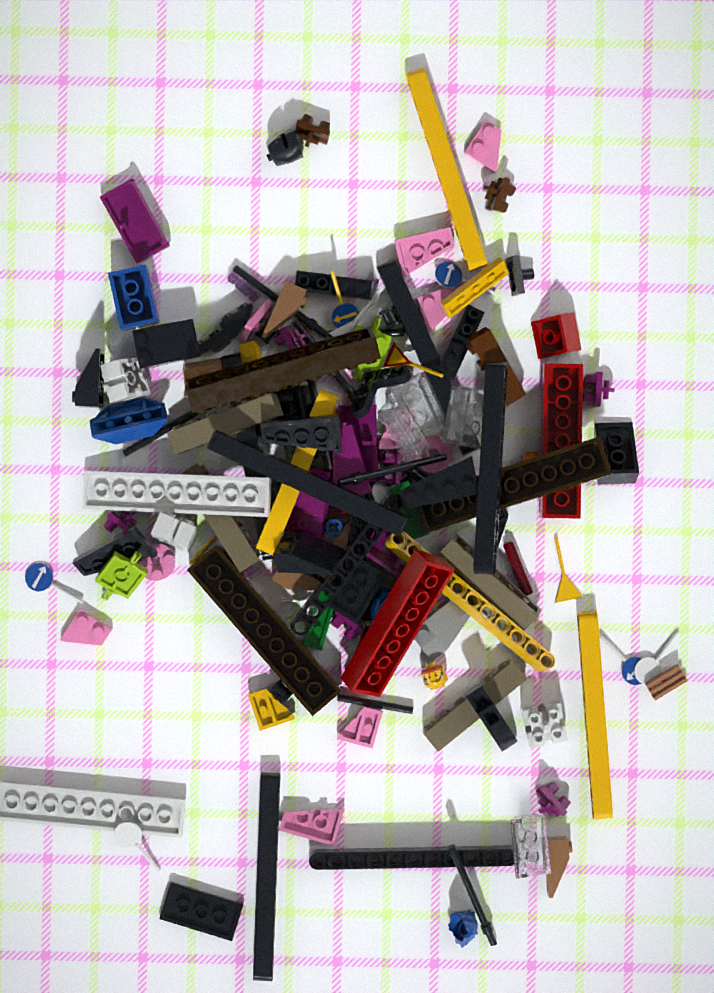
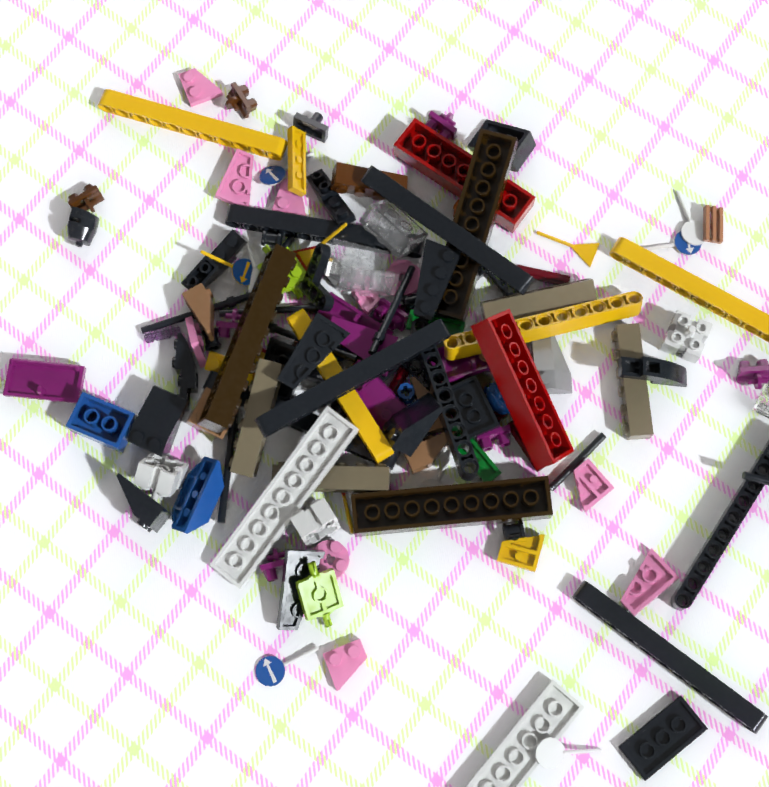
camera: 50 degrees left, 15 degrees down
(434, 675) = (585, 396): yellow head -> none
(556, 335) = (378, 128): red slope -> none

